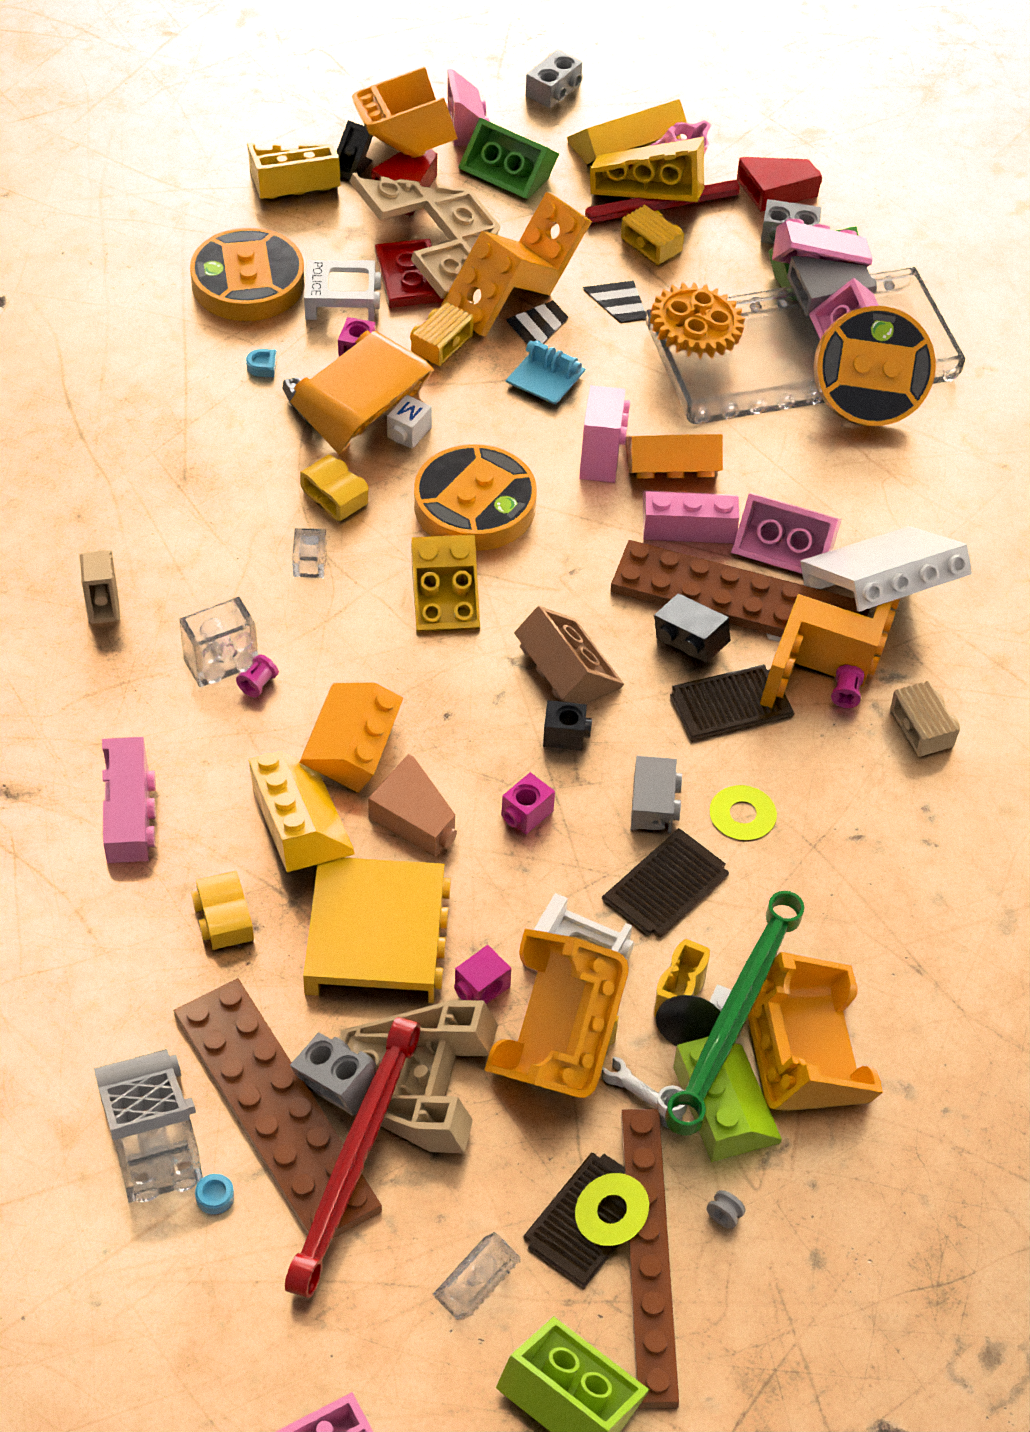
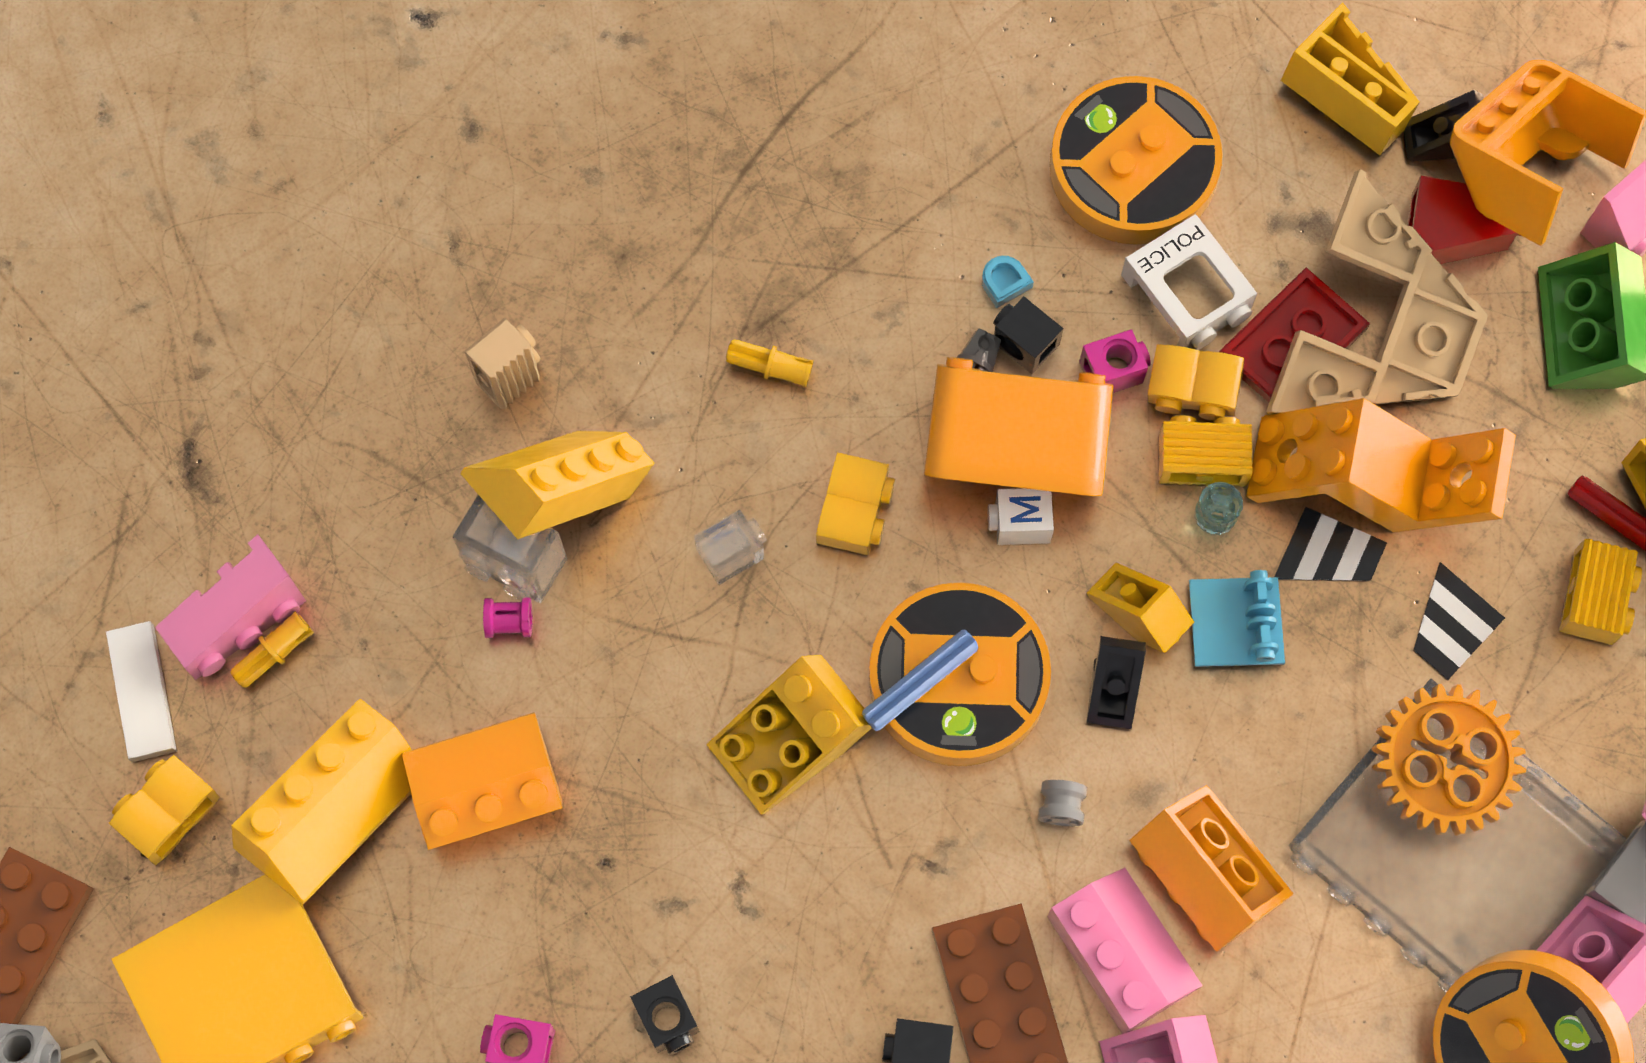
camera: 60 degrees right, 20 degrees up
(131, 888) = (141, 691): none -> white tile
(169, 802) = (272, 649): none -> yellow axle
(203, 581) = (559, 479): none -> yellow slope
(214, 479) = (770, 362): none -> yellow axle
(303, 361) = (1027, 334): none -> black brick
(399, 312) = (1195, 381): none -> yellow brick
(413, 808) = (430, 920): nougat slope -> none
(469, 499) = (920, 680): none -> medium blue axle
(477, 346) = (1218, 498): none -> clear light blue wheel
(504, 402) = (1142, 606): none -> yellow slope
(539, 434) = (1115, 682): none -> black slope
(566, 657) = (775, 952): medium nougat slope -> none
(587, 491) = (1062, 803): none -> light grey wheel
(603, 433) = (1178, 756): bright pink wedge -> none

